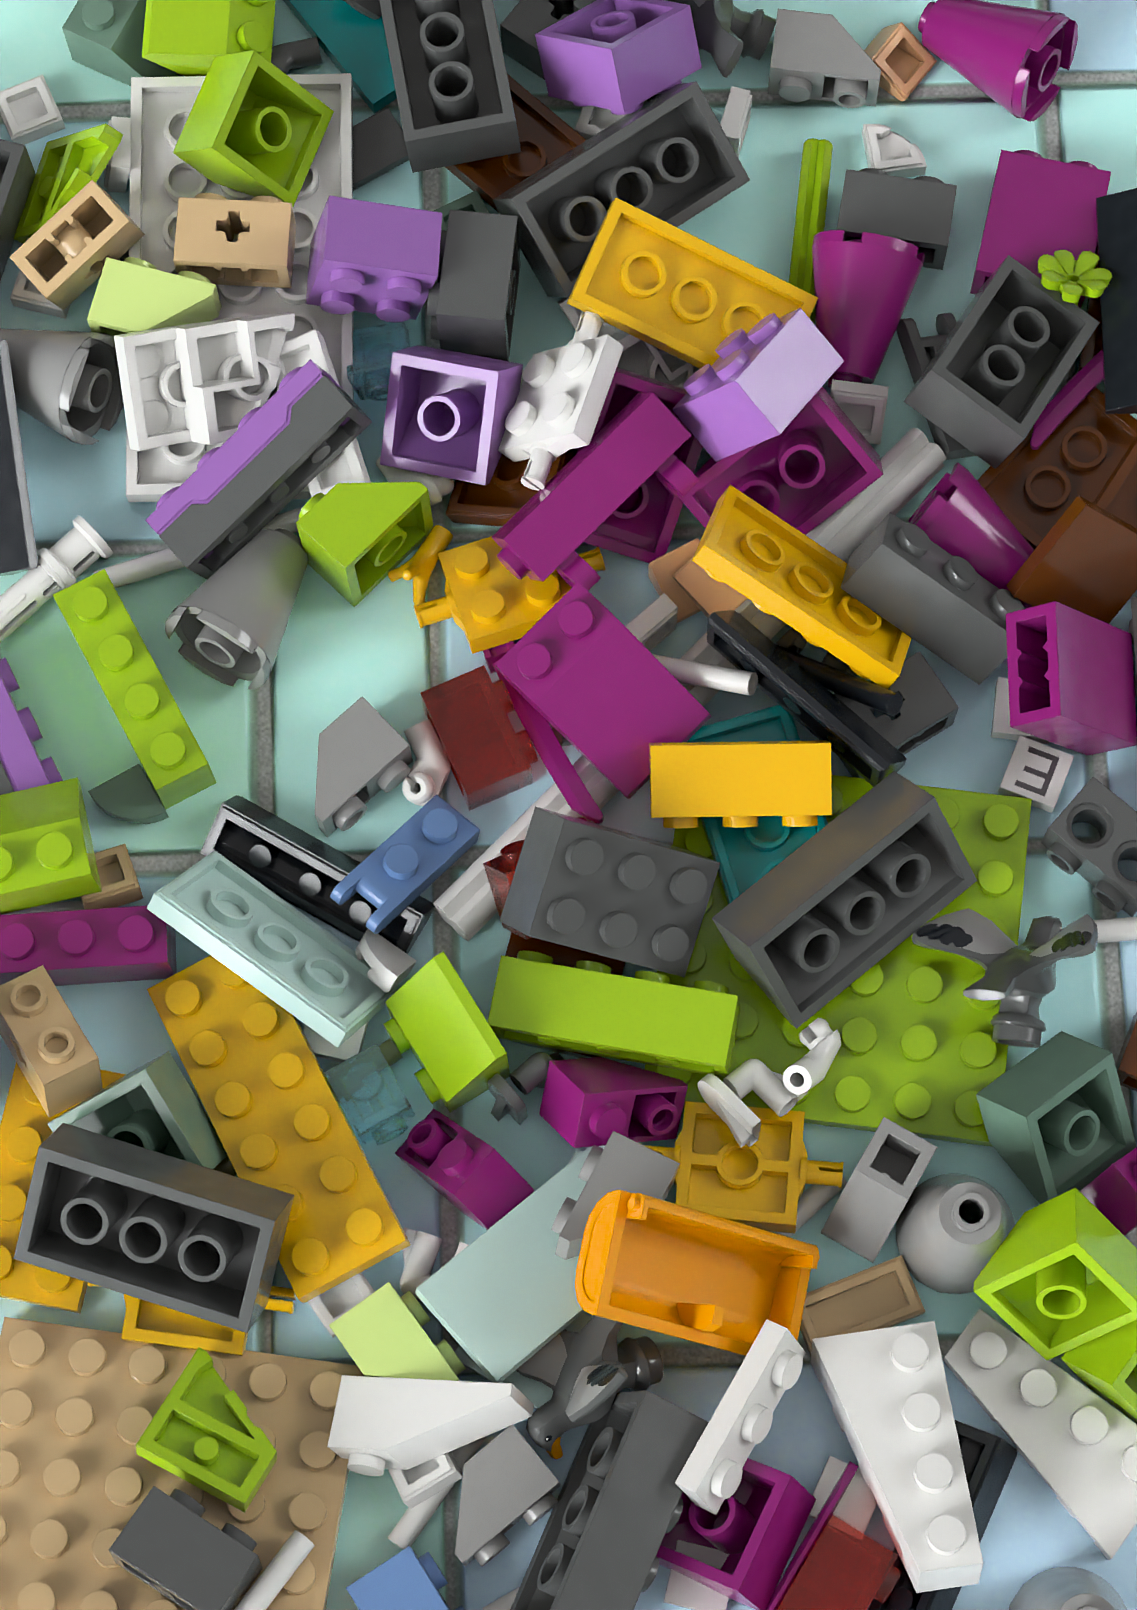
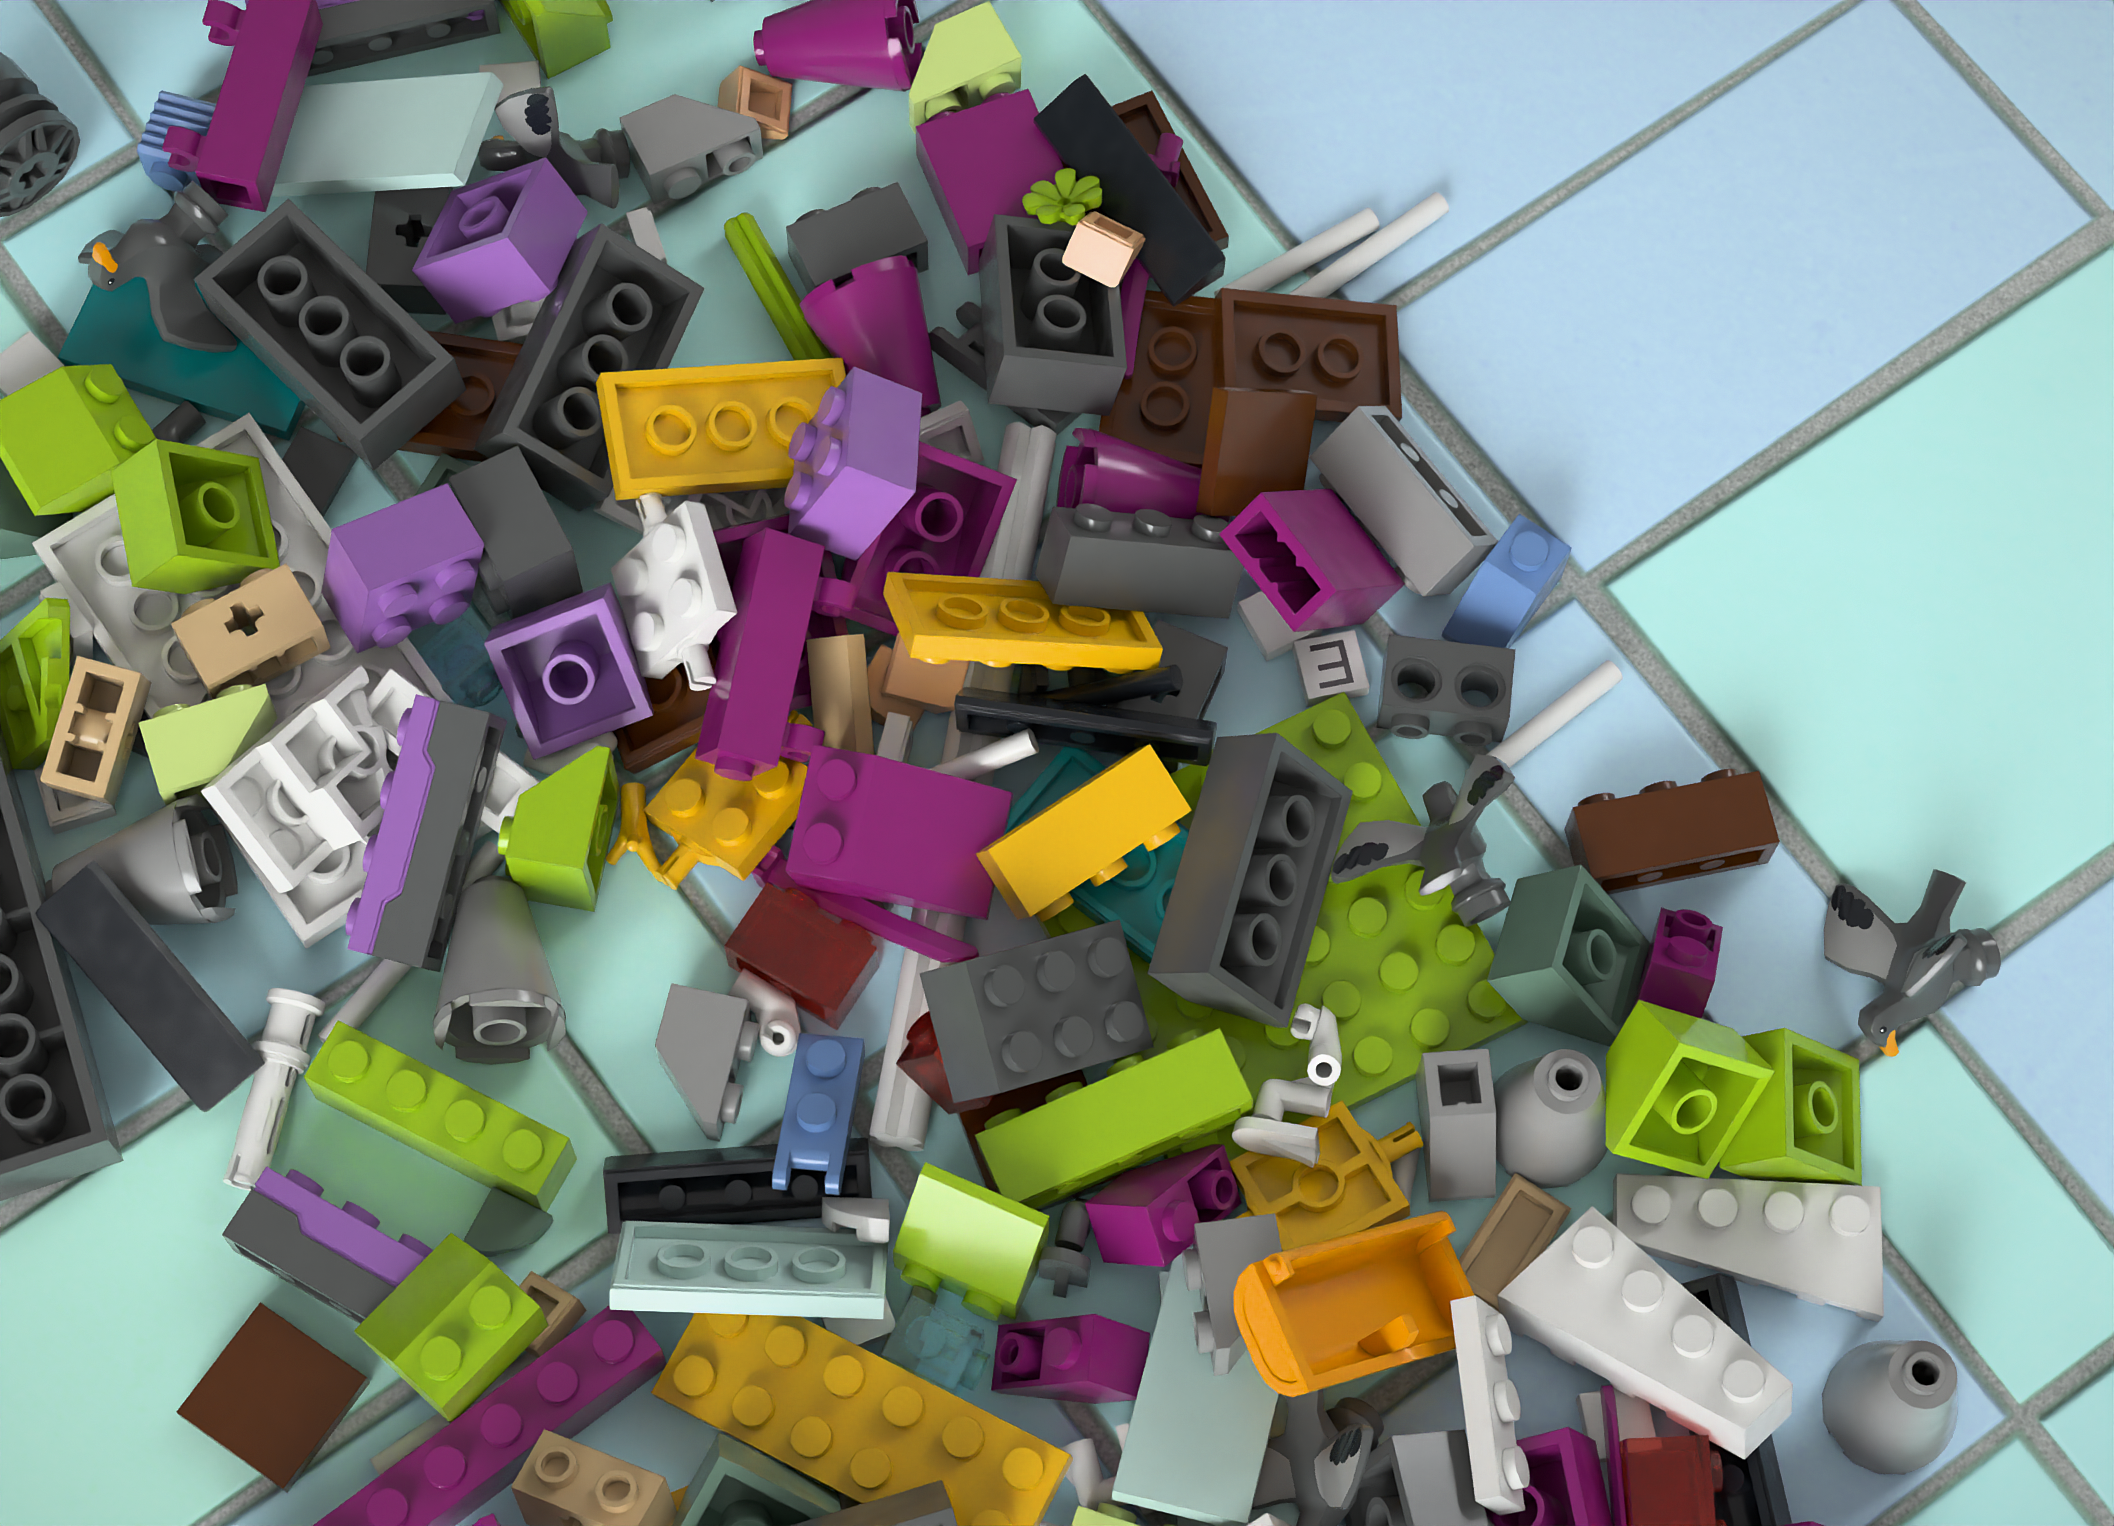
camera: 40 degrees left, 5 degrees down
(637, 561) = (841, 692): none -> tan tile
(892, 152) = (808, 189): white tile -> none
(1075, 333) = (1102, 249): none -> light nougat slope
(1076, 123) = (964, 65): none -> yellowish green slope

